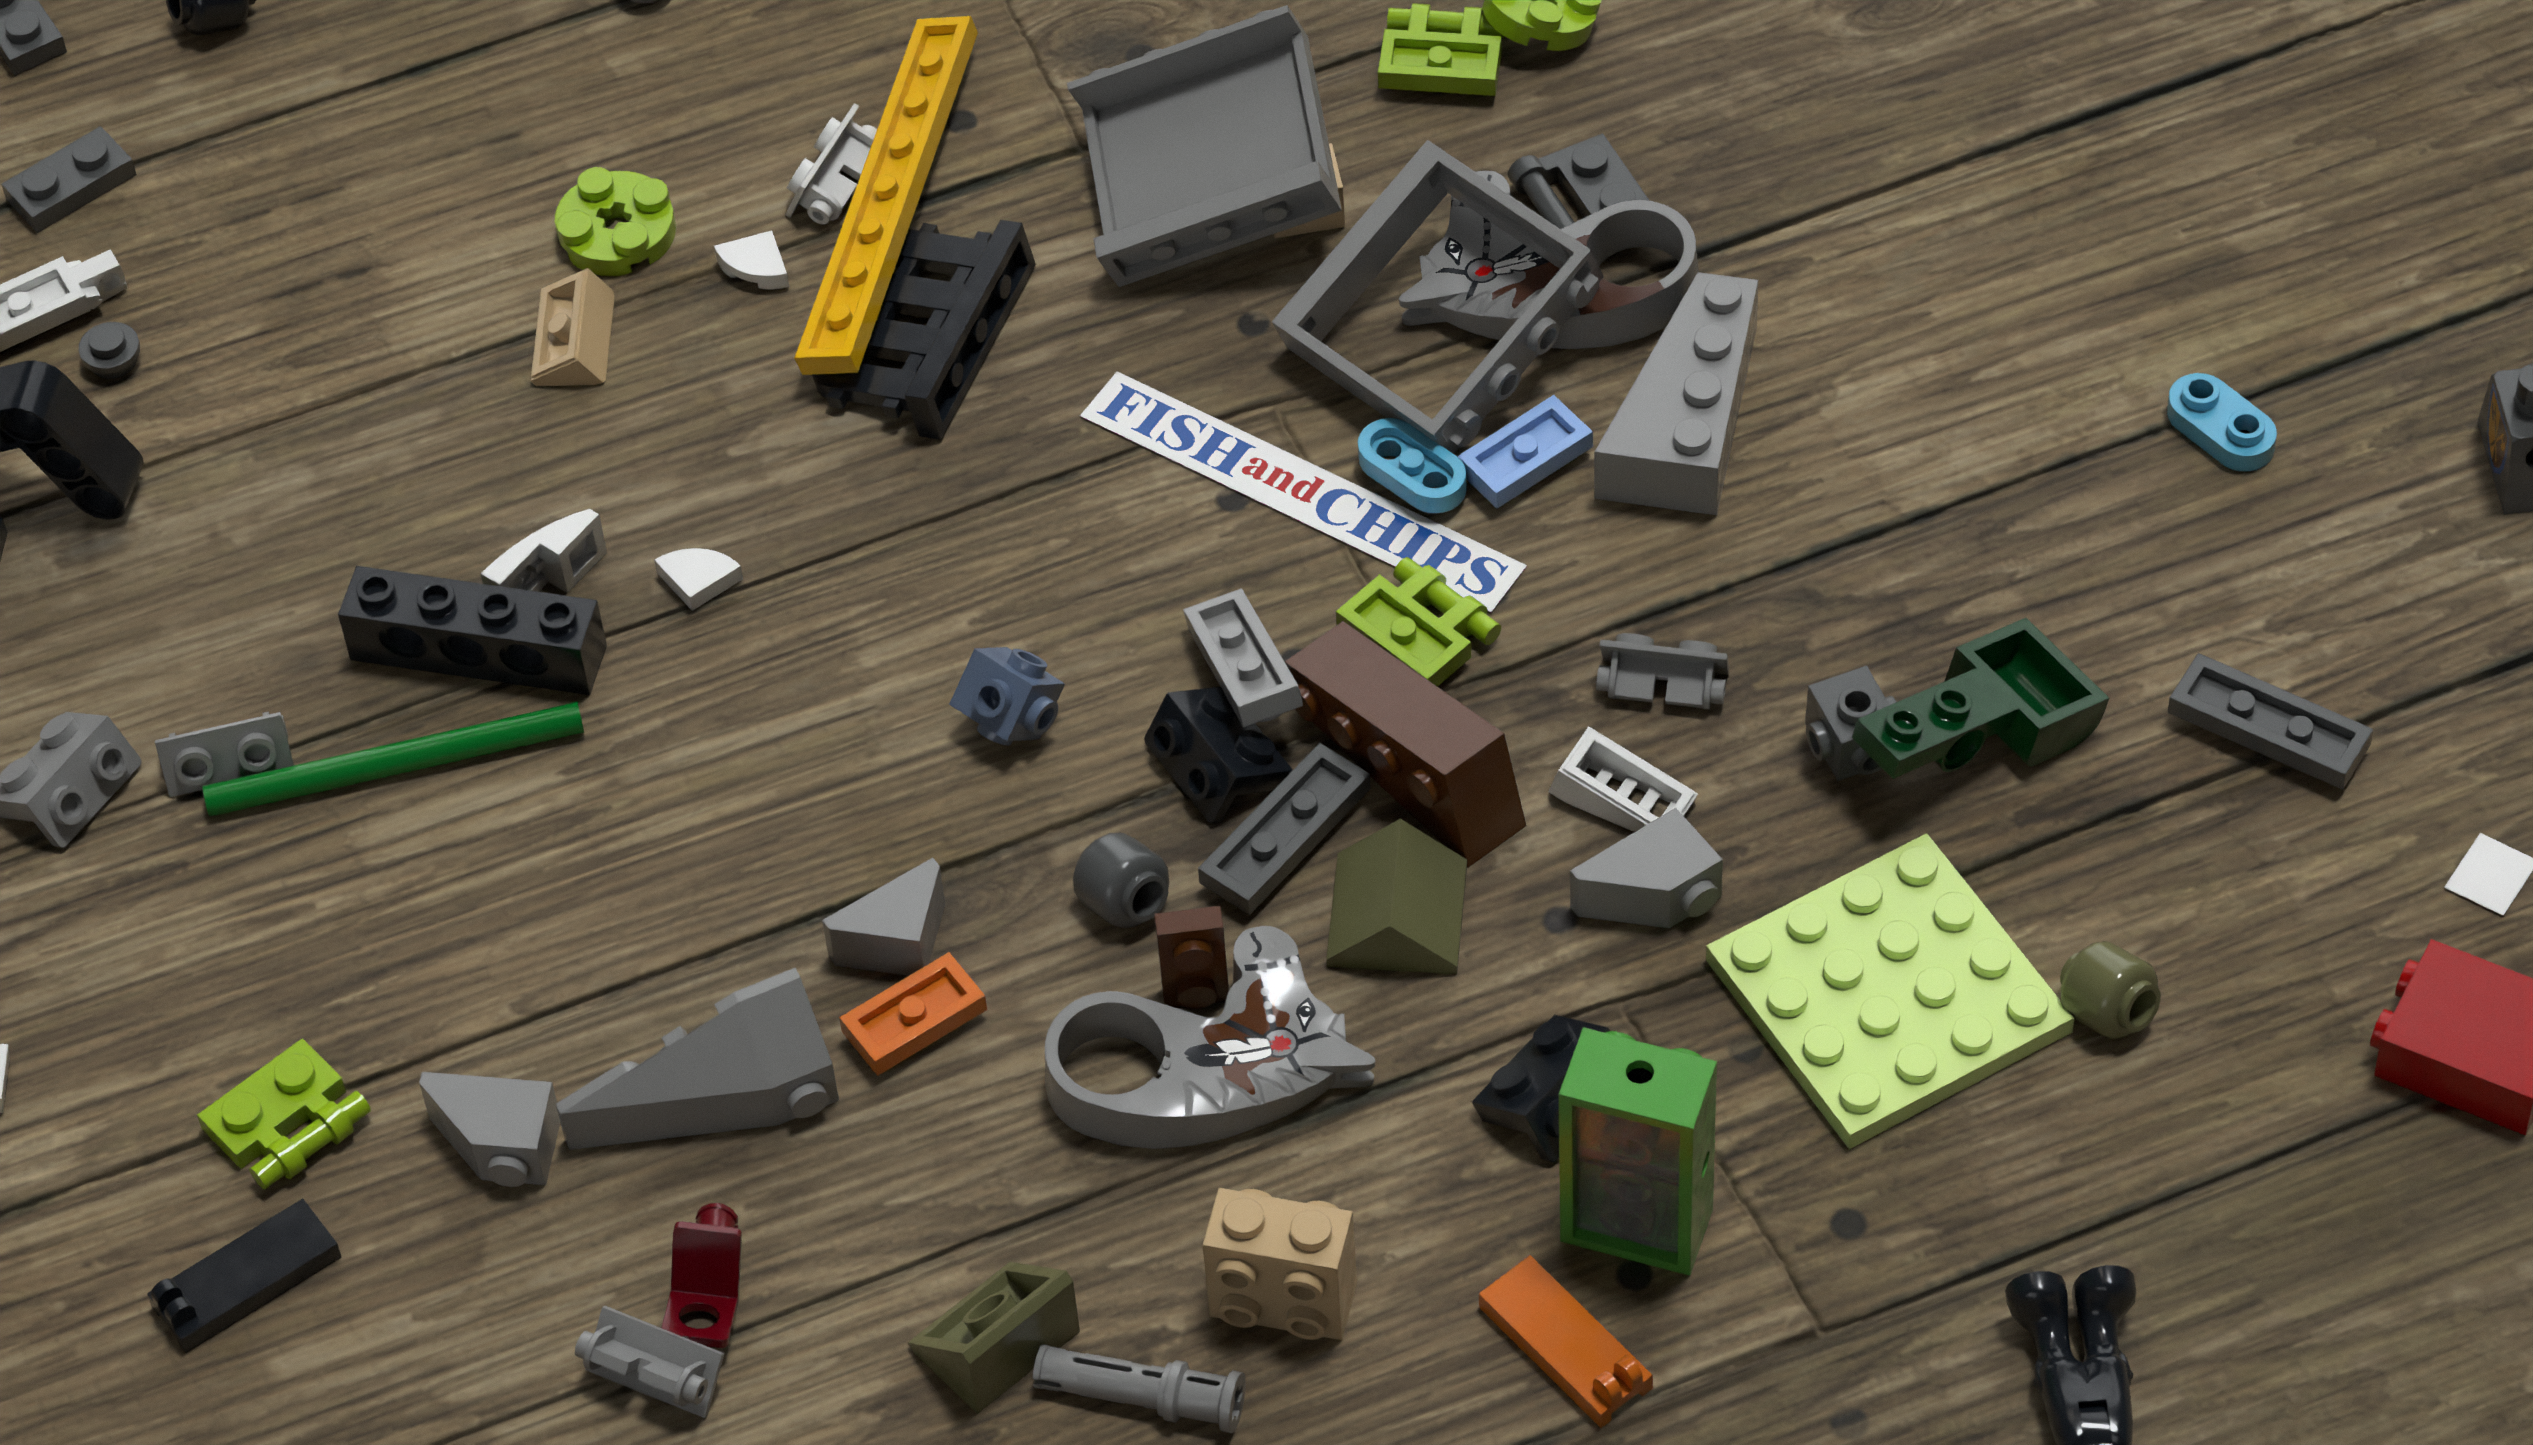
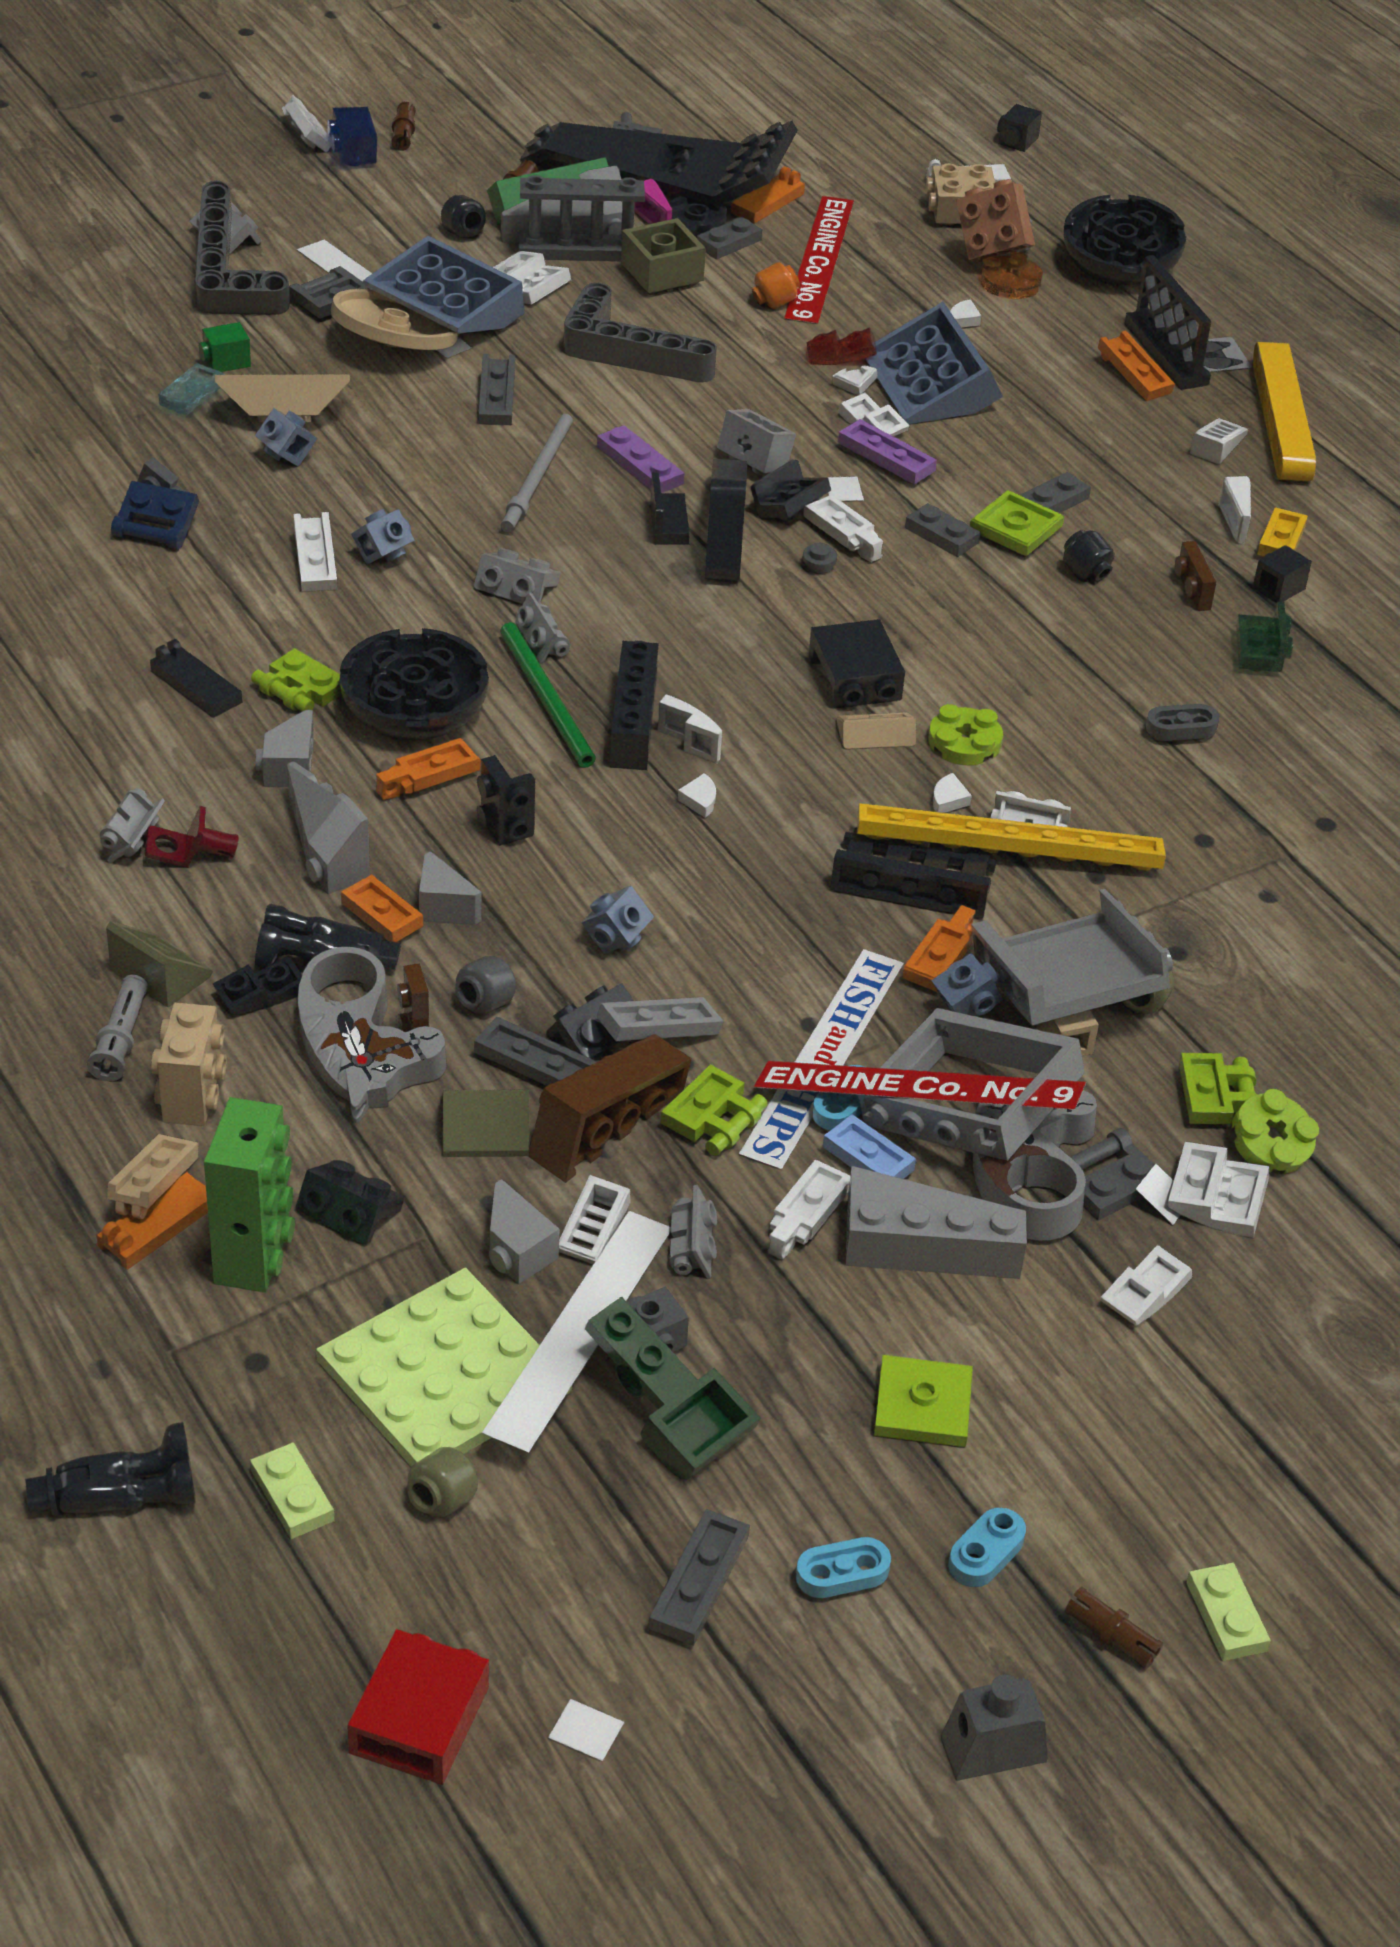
camera: 75 degrees right, 10 degrees down
(86, 75) = (1017, 522): none -> lime plate
(407, 901) = (414, 683): none -> black brick
(423, 321) = (858, 663): none -> black panel
(570, 931) = (427, 769): none -> orange hinge
(715, 816) = (506, 802): none -> black bracket
(992, 1076) = (308, 936): none -> black piece
(1065, 1189) = (250, 991): none -> black slope
(1116, 312) = (940, 948): none -> orange hinge
(1223, 284) = (969, 987): none -> sand blue brick
(1447, 360) = (917, 1084): none -> red sticker
(1491, 1328) = (151, 1174): none -> tan hinge
(1624, 534) = (806, 1207): none -> white hinge
(1628, 82) = (1218, 1190): none -> white slope
(1631, 143) = (1156, 1190): none -> white sticker
(1788, 188) = (1148, 1287): none -> white slope
(1846, 816) = (568, 1344): none -> white sticker
(1976, 454) = (923, 1401): none -> lime plate
(2097, 1179) = (292, 1490): none -> yellowish green plate
(2260, 574) = (840, 1567): none -> medium azure plate
(2327, 201) = (1228, 1611): none -> yellowish green plate
(2359, 310) = (1114, 1627): none -> reddish brown pin

